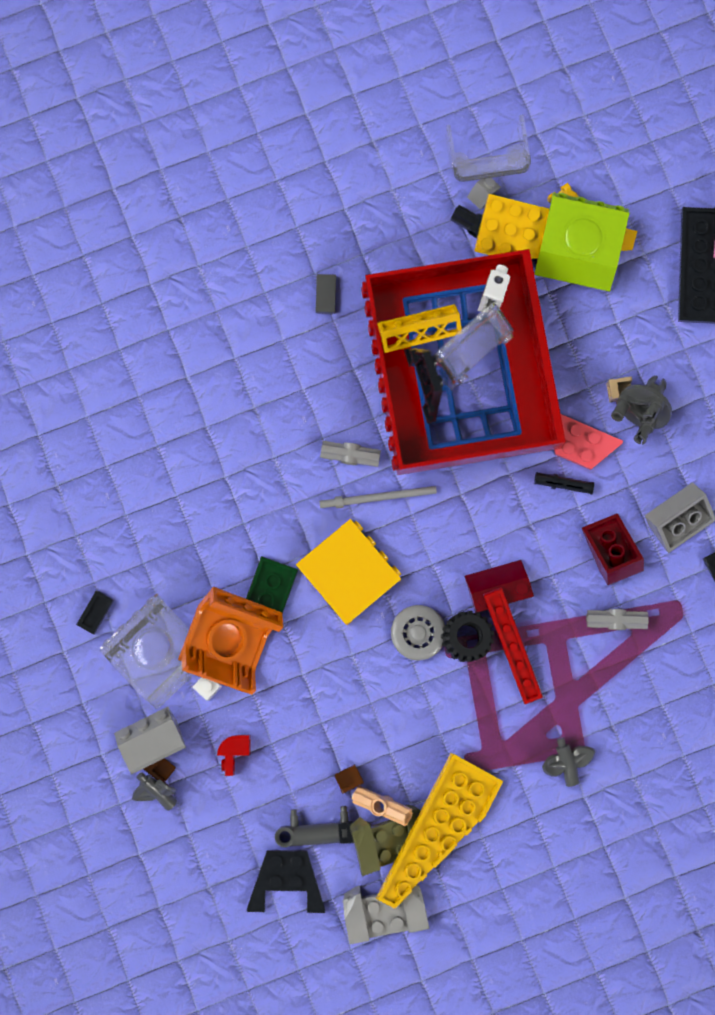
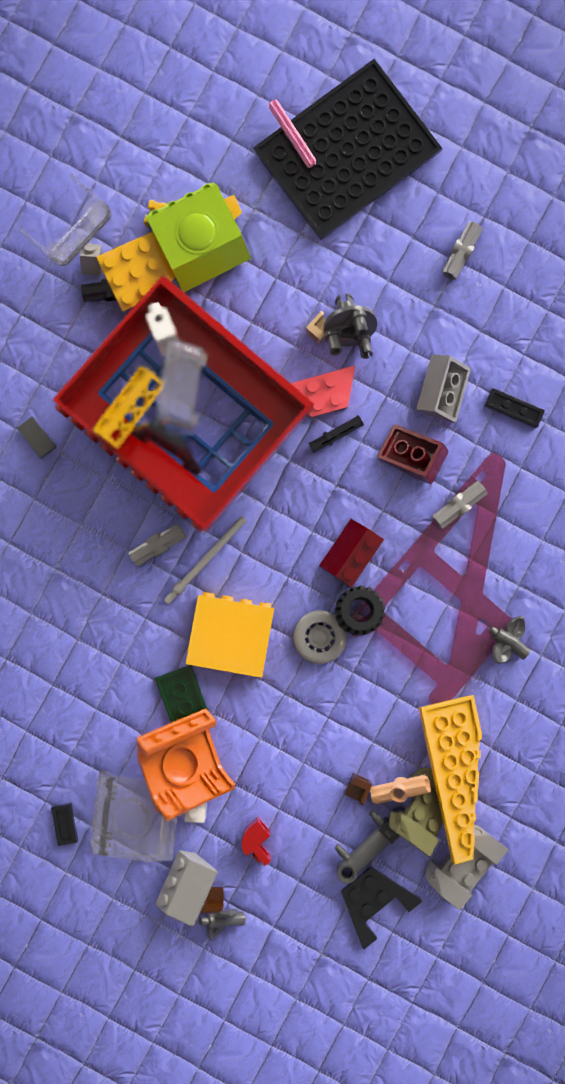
camera: 50 degrees left, 5 degrees up
(512, 645) = (398, 589): red tile -> none

